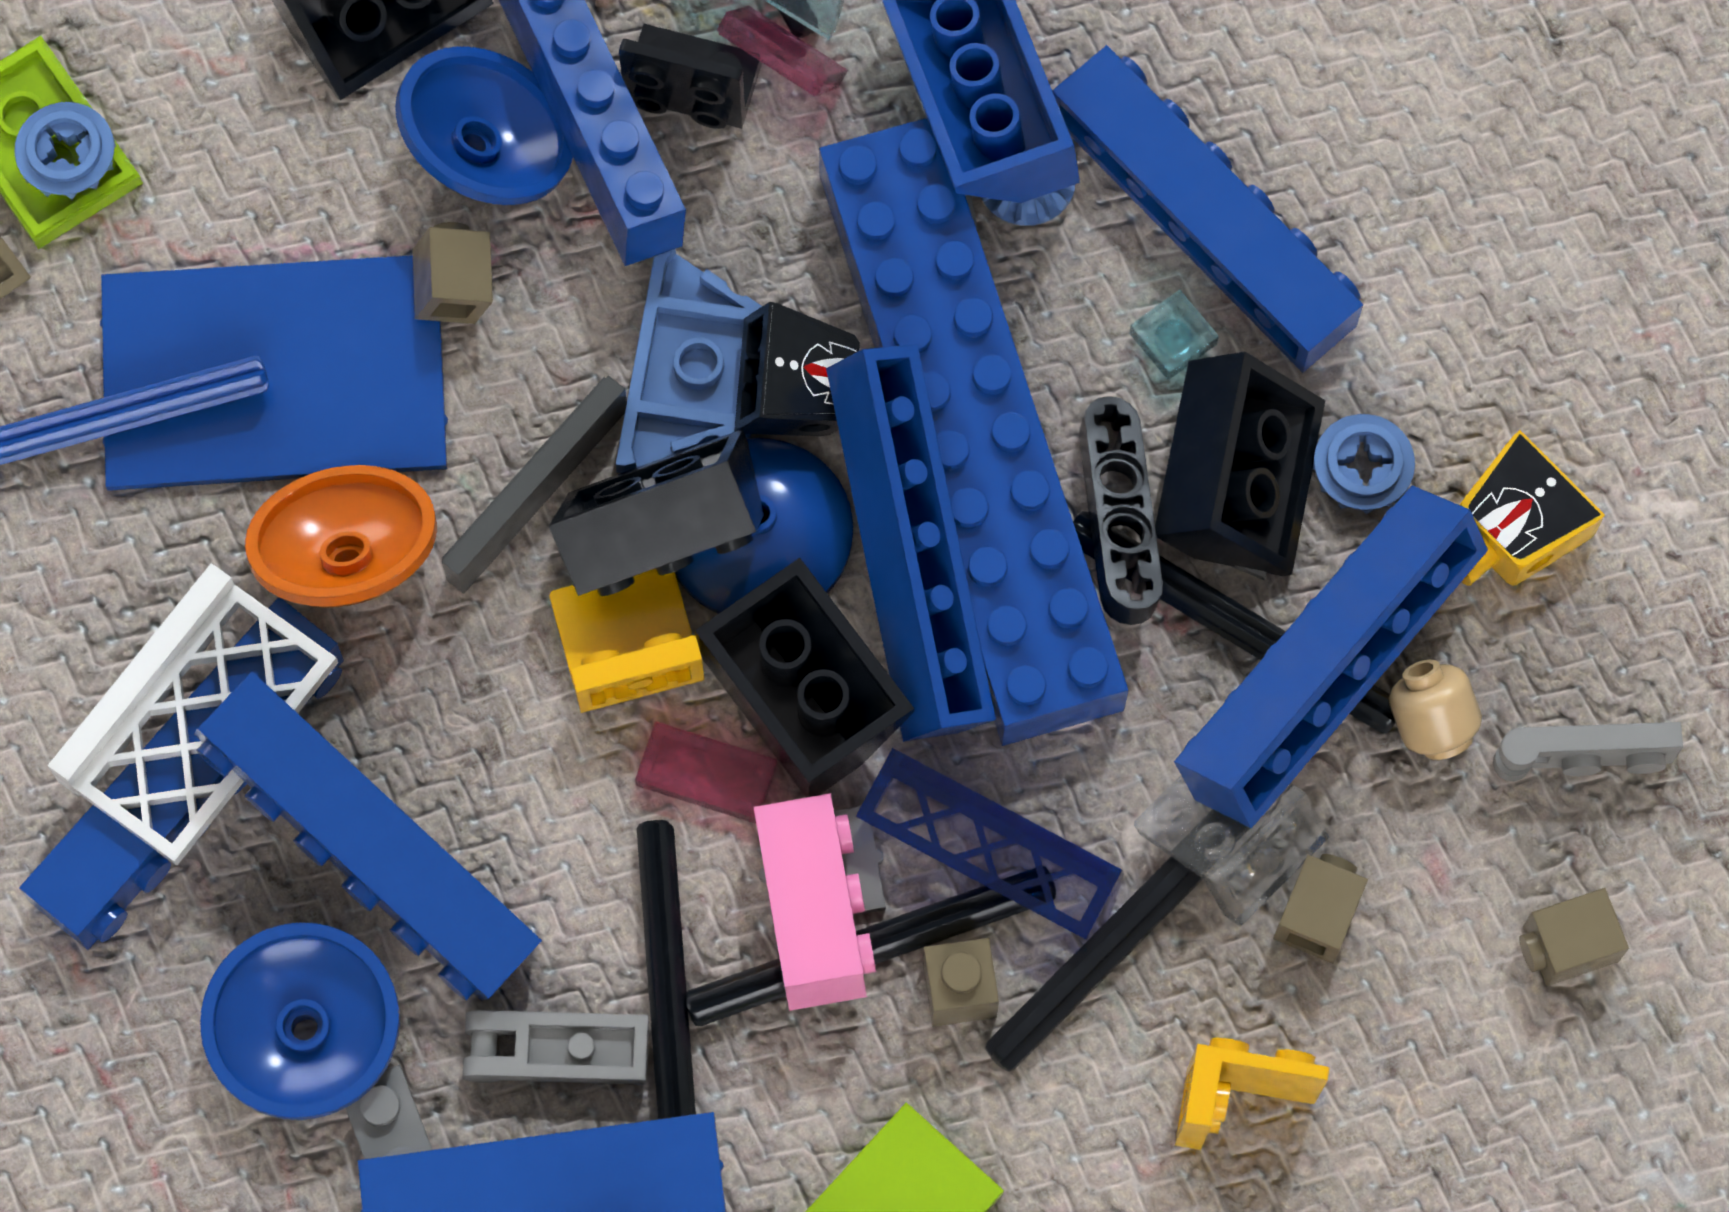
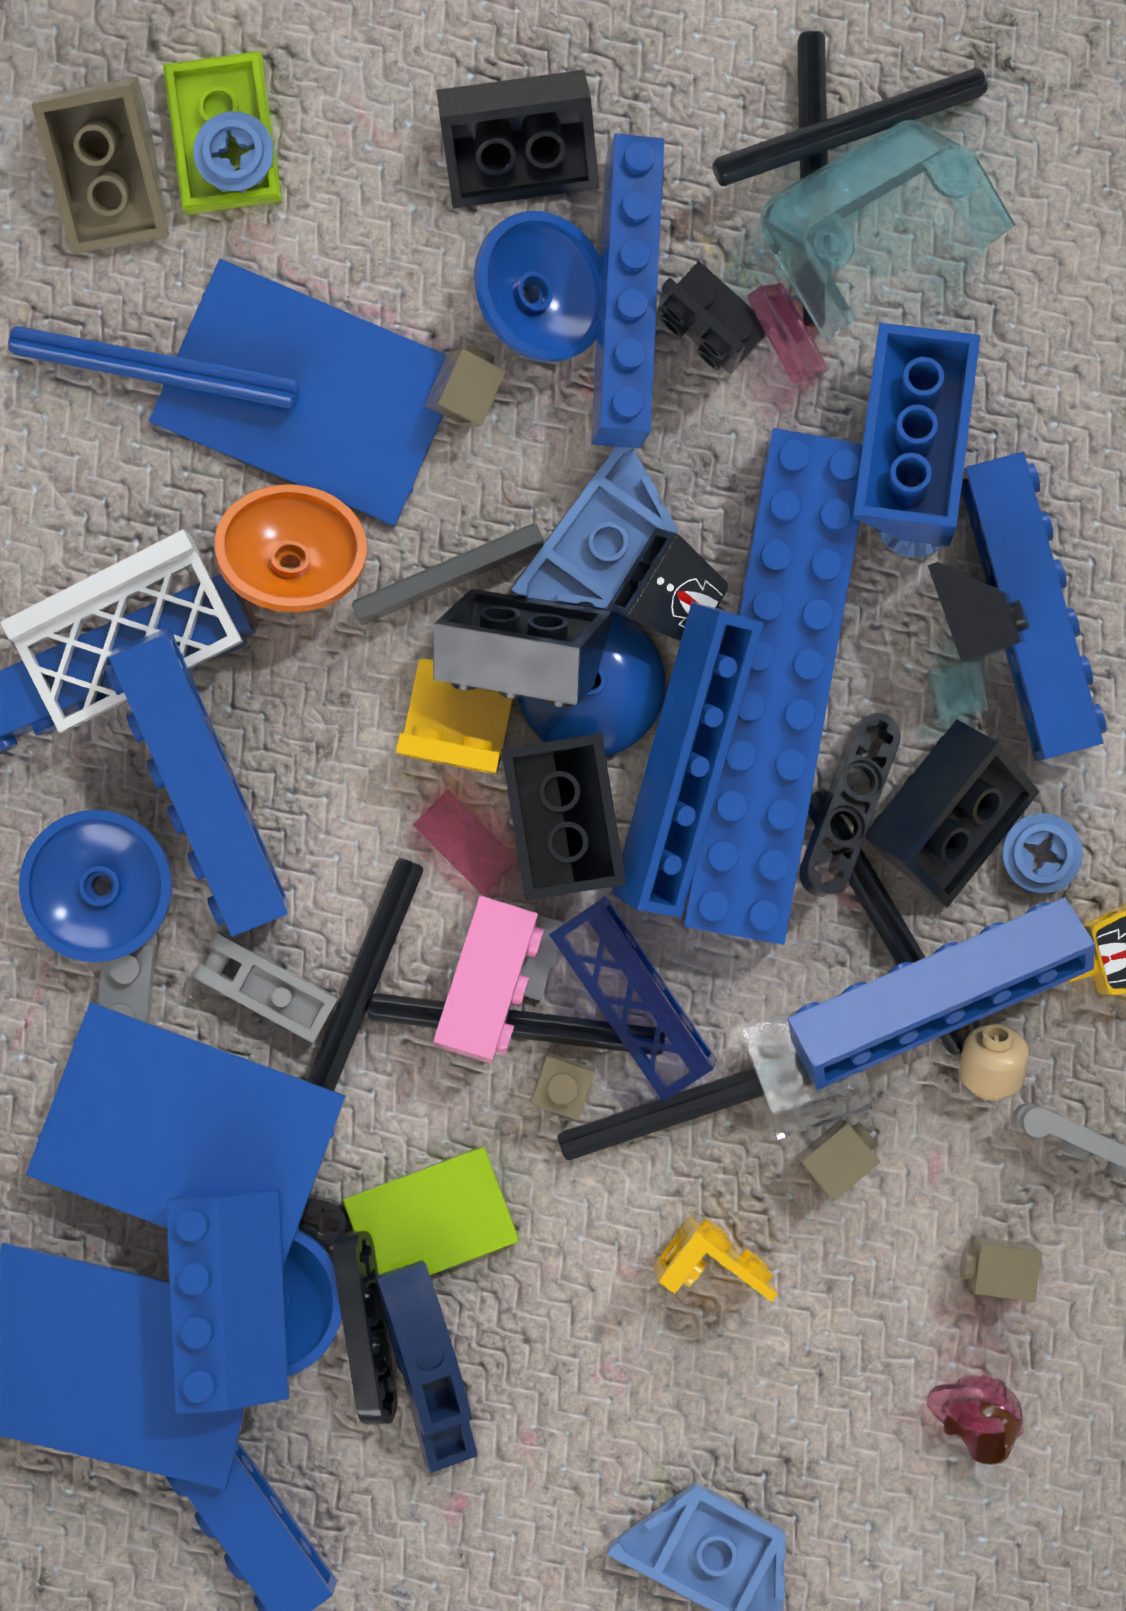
camera: 25 degrees right, 15 degrees up
(1150, 228) = (977, 613): none -> black slope
(1637, 1114) = (981, 1414): none -> clear pink piece

